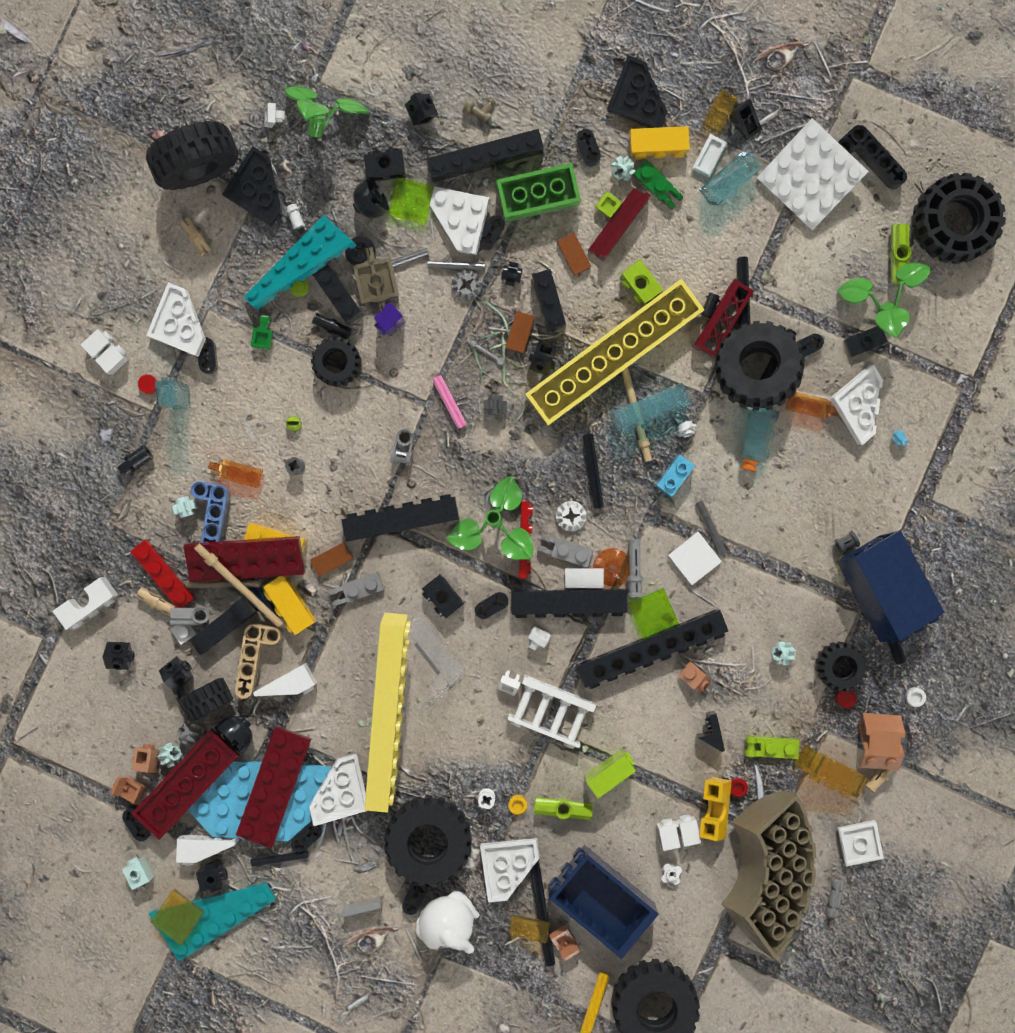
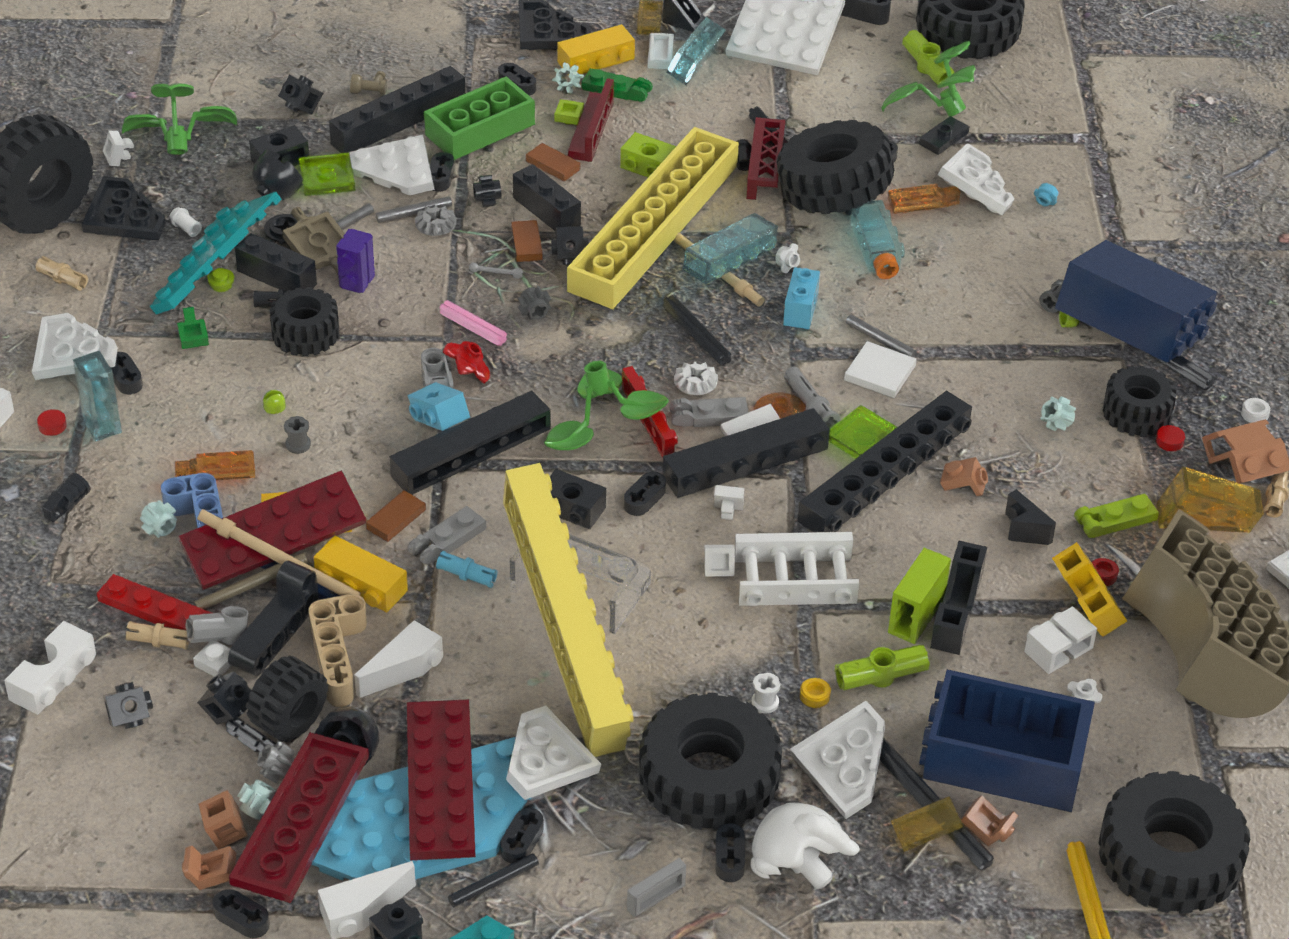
camera: 25 degrees left, 45 degrees down
(355, 625) = (466, 569): none -> medium azure pin
(394, 493) = (438, 406): none -> medium azure brick
(427, 443) = (468, 359): none -> red plate
(646, 766) = (959, 598): none -> black arch

